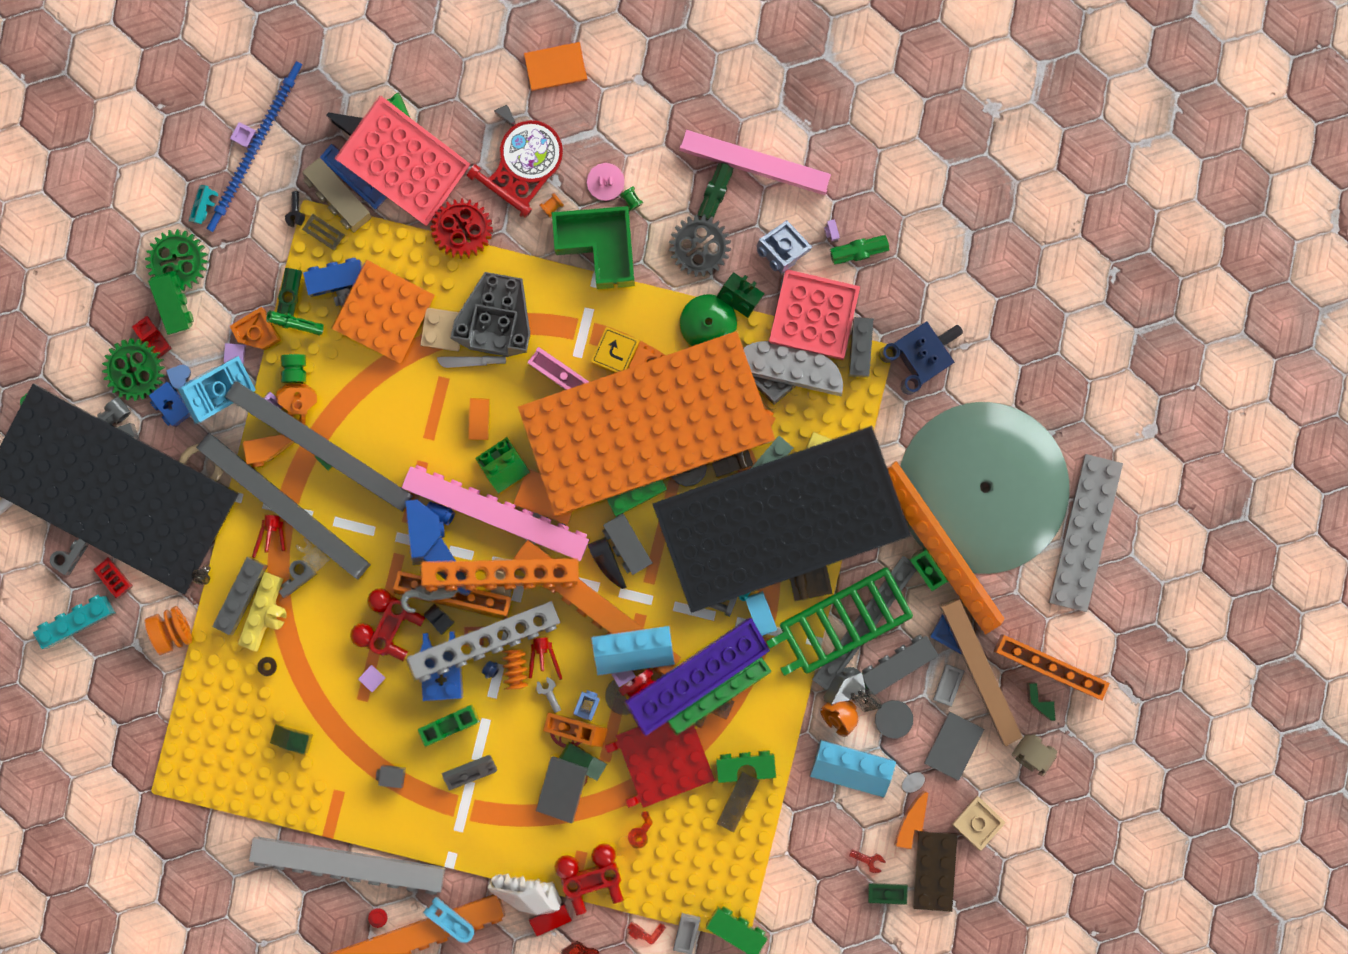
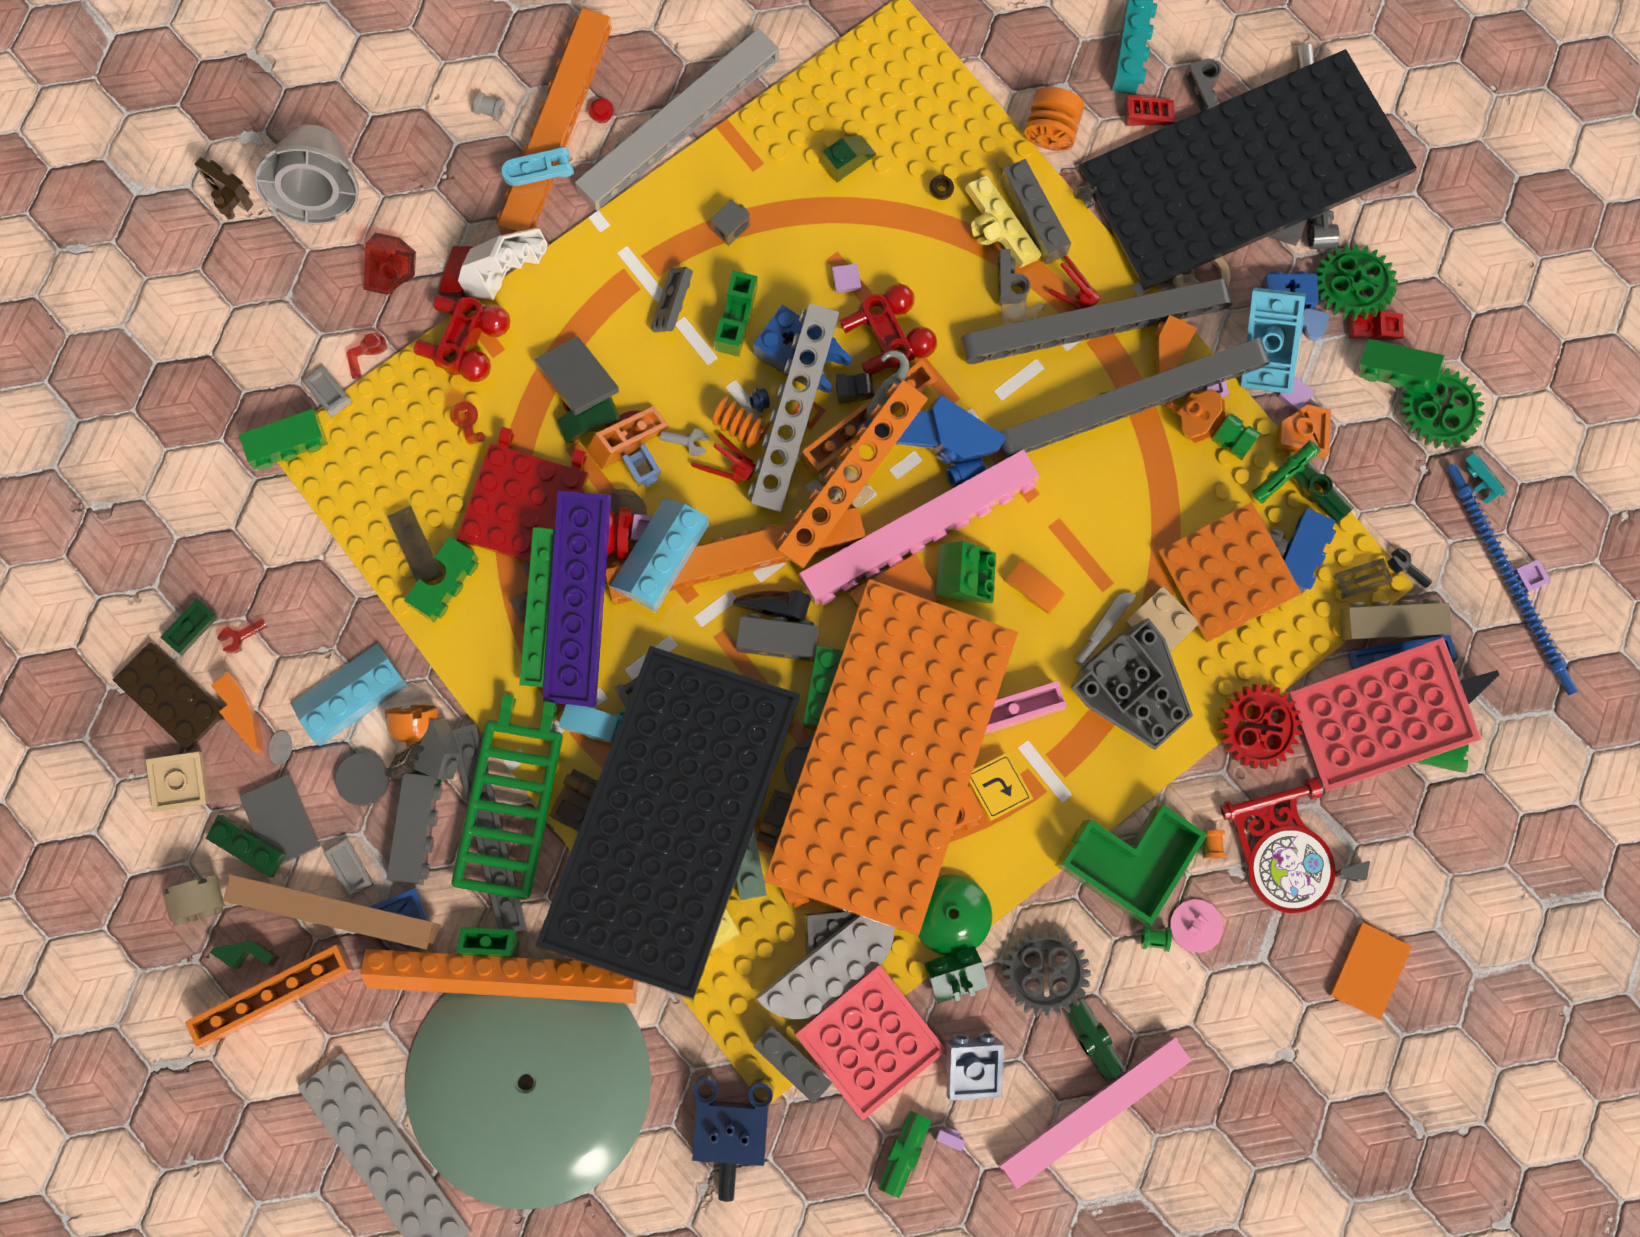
camera: 125 degrees right, 10 degrees down
(982, 752) = (245, 846): none -> dark green plate

